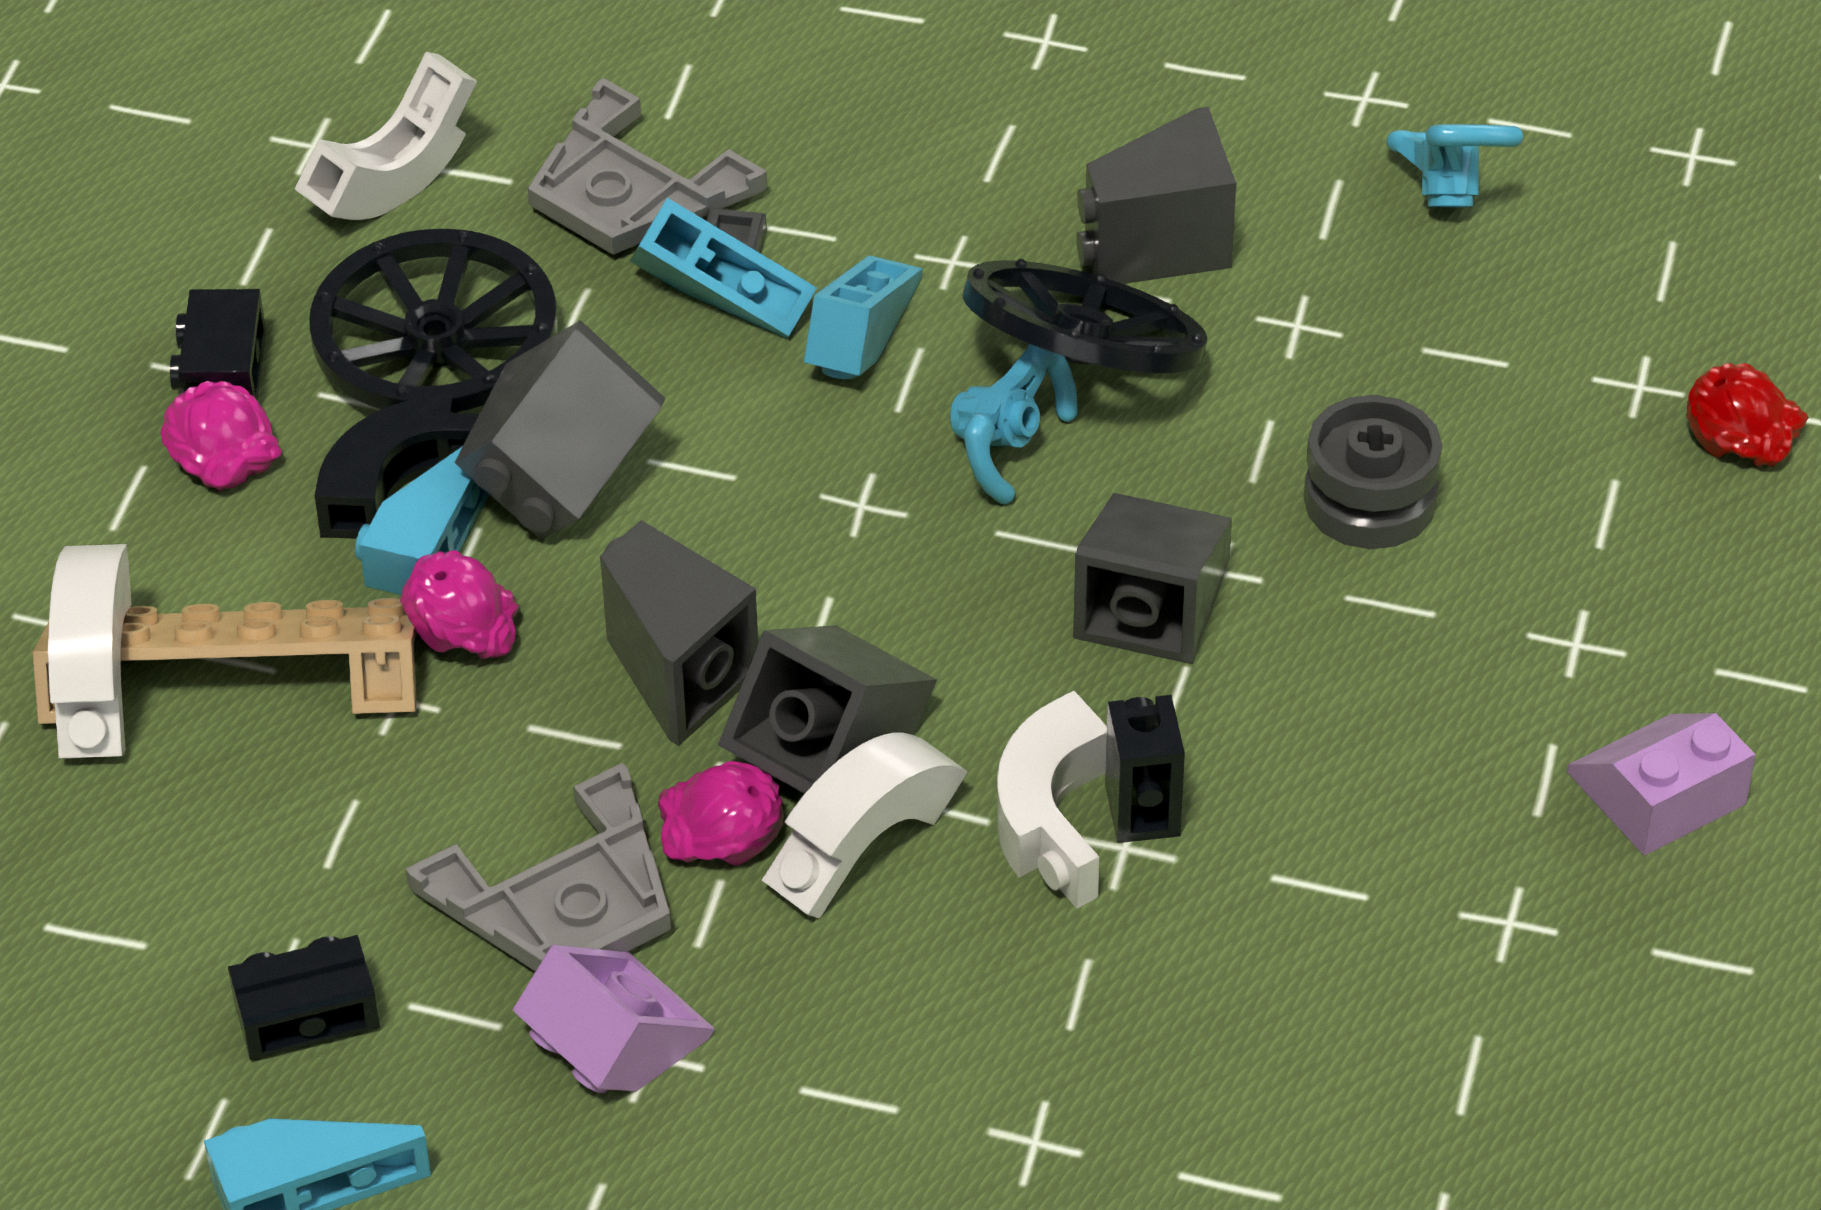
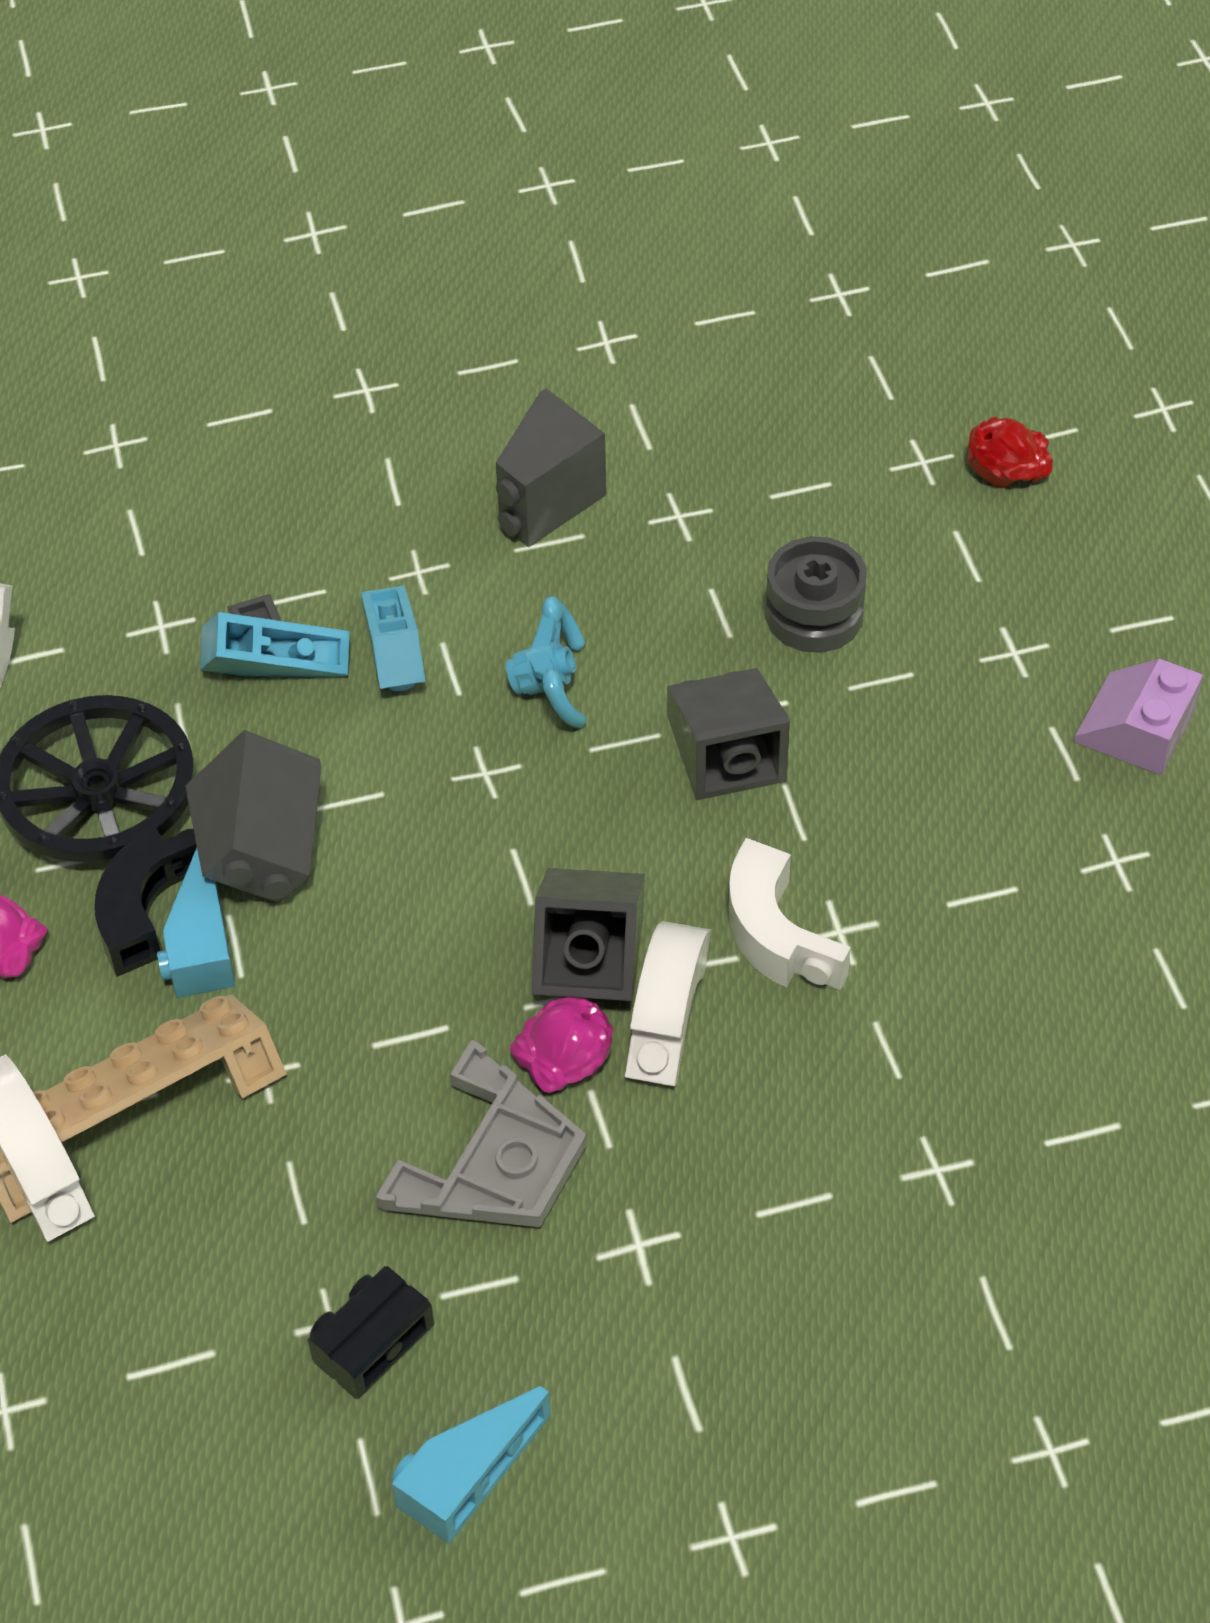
camera: 30 degrees left, 5 degrees up
(459, 605) = (277, 986): dark pink hair -> none
(608, 1017) = (599, 1234): lavender slope -> none
(616, 191) = (152, 623): light grey wing -> none
(677, 627) = (440, 922): dark grey slope -> none
(1082, 330) = (559, 582): black wheel -> none
(1148, 752) = (833, 870): black brick -> none
(1451, 158) = (706, 358): medium azure piece -> none

